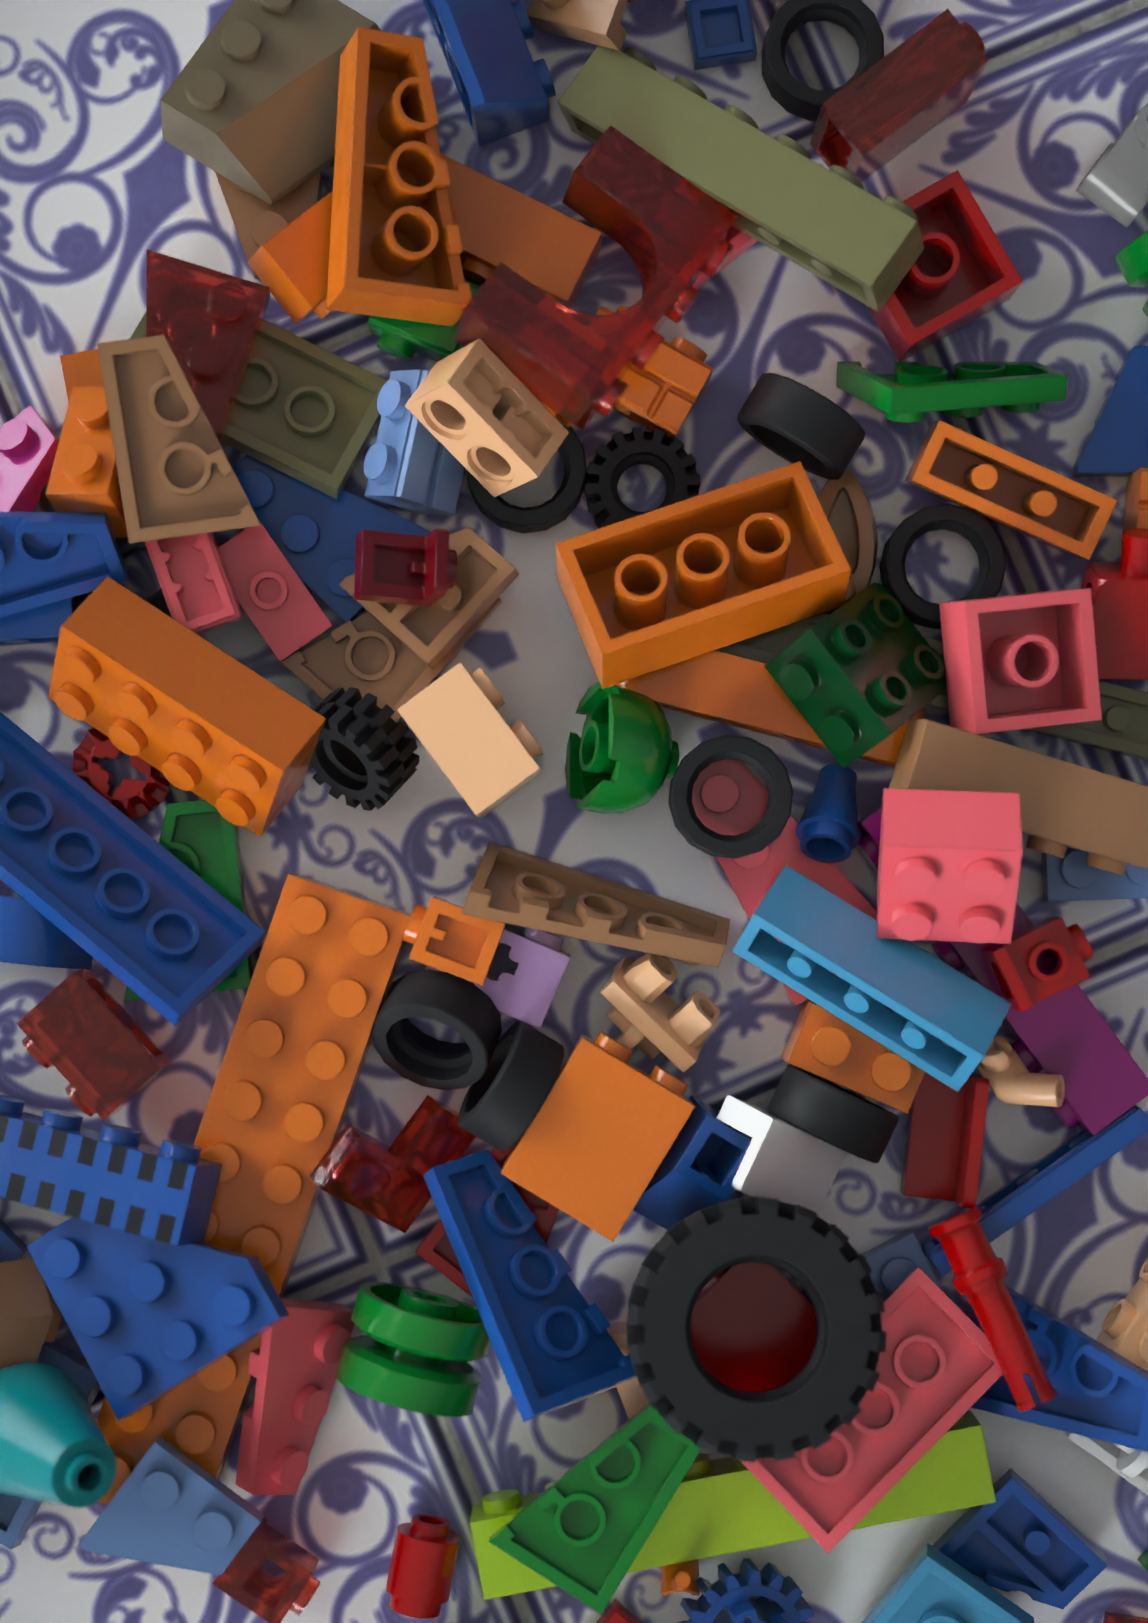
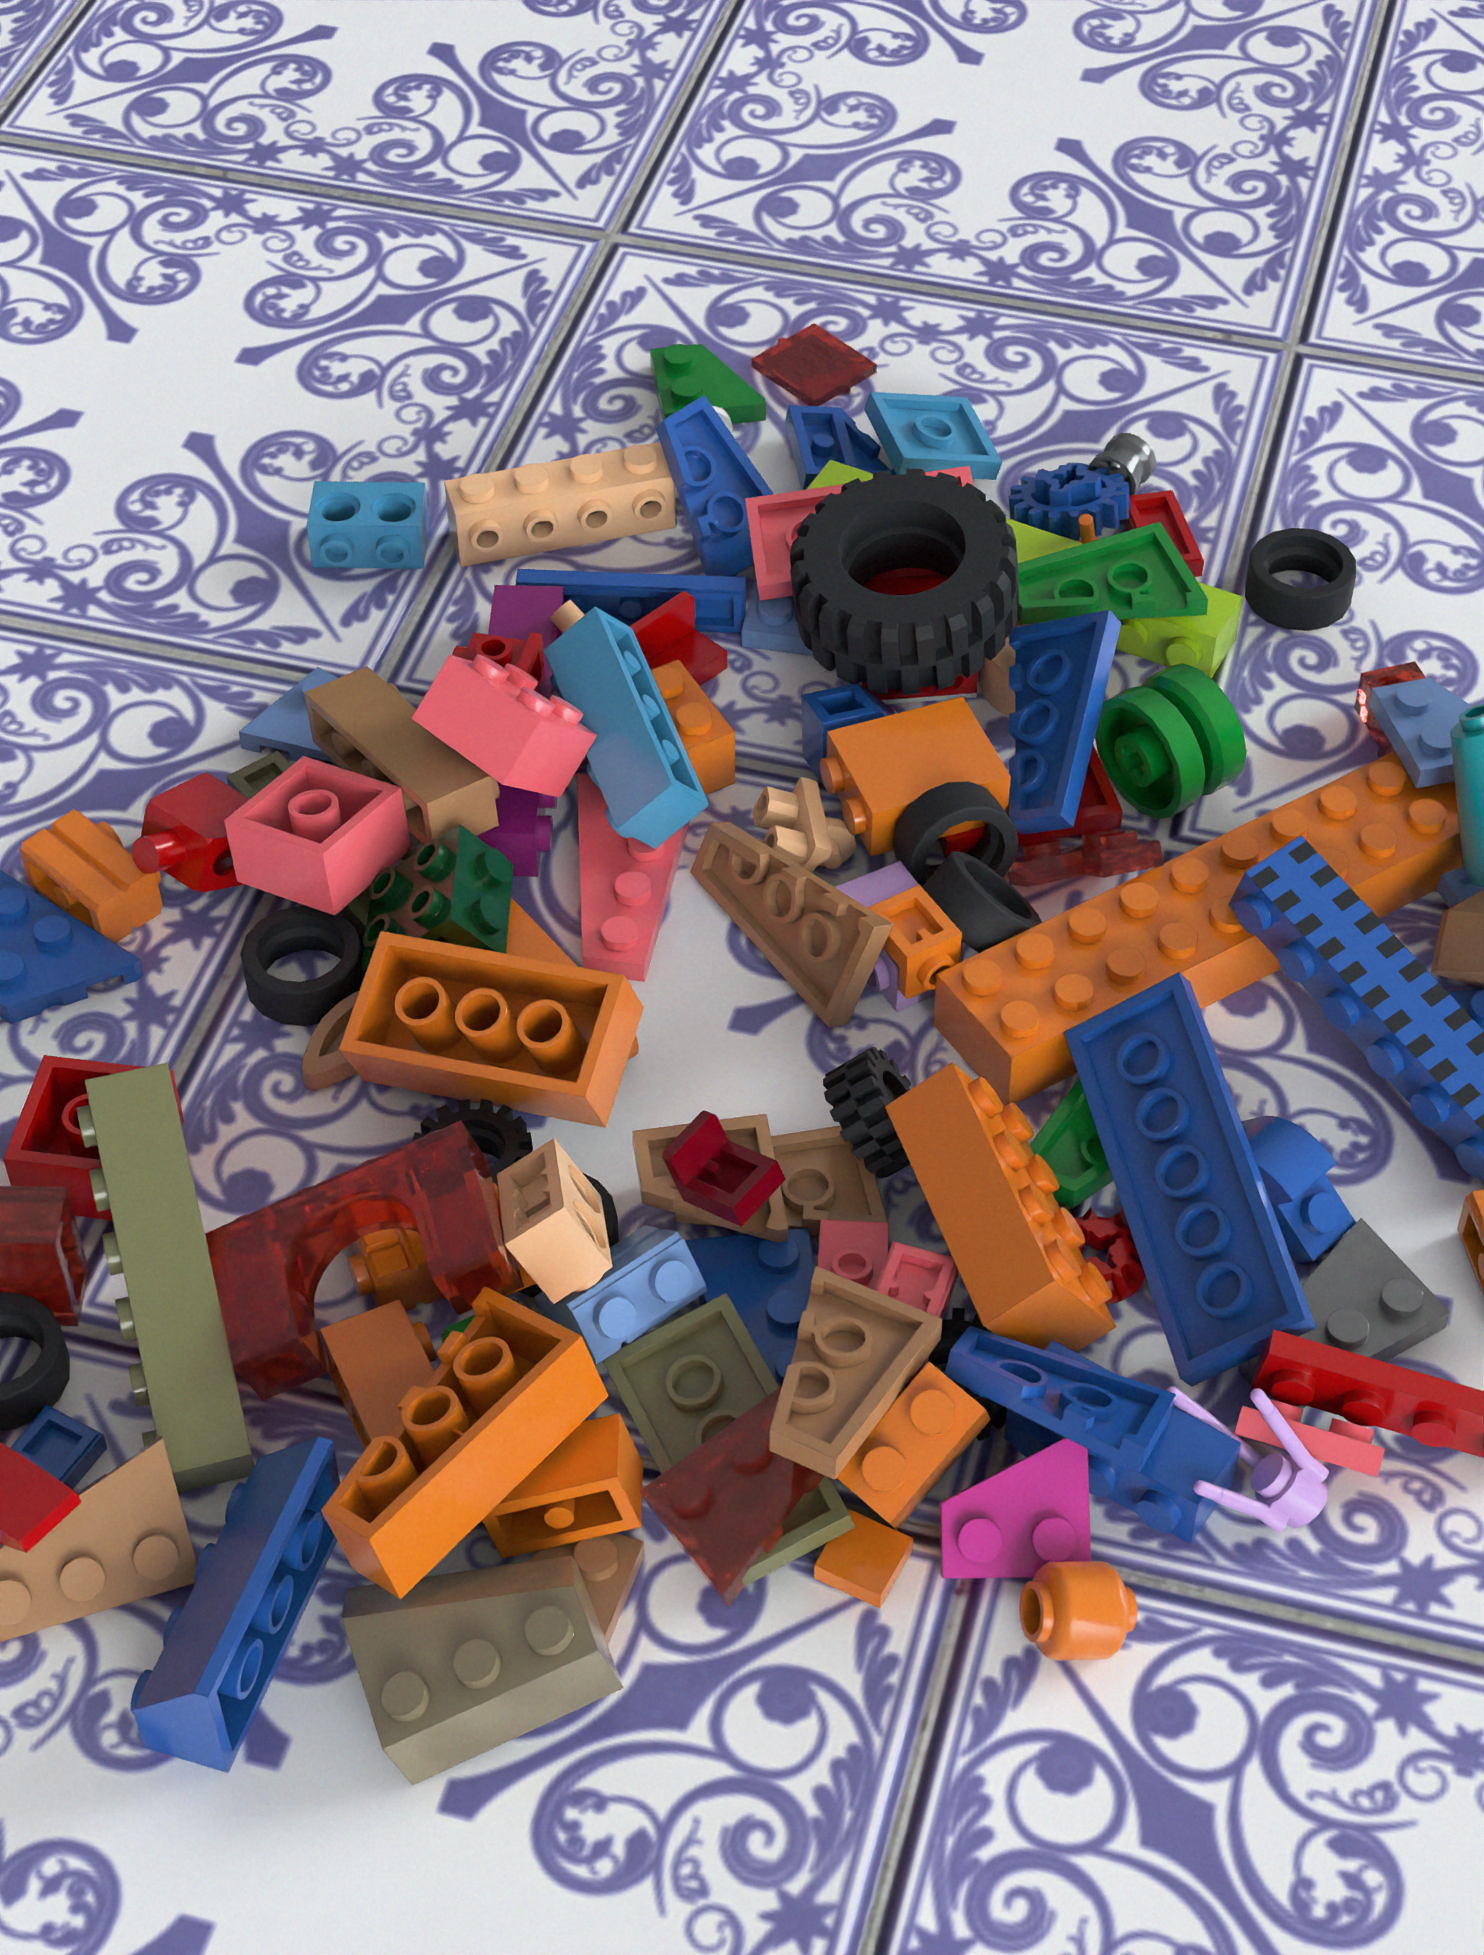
camera: 140 degrees left, 40 degrees down
(92, 1045) = (1277, 1062): clear red brick -> none
(150, 1307) = (1370, 835): blue plate -> none
(291, 1394) = (1288, 783): coral wing -> none
(422, 1566) = (1275, 653): red brick -> none
(471, 740) = (778, 1047): light nougat brick -> none
(621, 753) = (683, 994): green cylinder -> none
(776, 781) = (615, 869): black tyre -> none
(781, 1158) = (781, 700): white panel -> none
(801, 425) = (310, 1095): black tyre -> none
(830, 819) = (550, 866): blue cone -> none
(832, 1114) = (738, 690): black tyre -> none
(974, 385) = (197, 1046): green wing -> none
(981, 1277) = (722, 541): red pin -> none
(1010, 490) = (204, 963): orange brick -> none

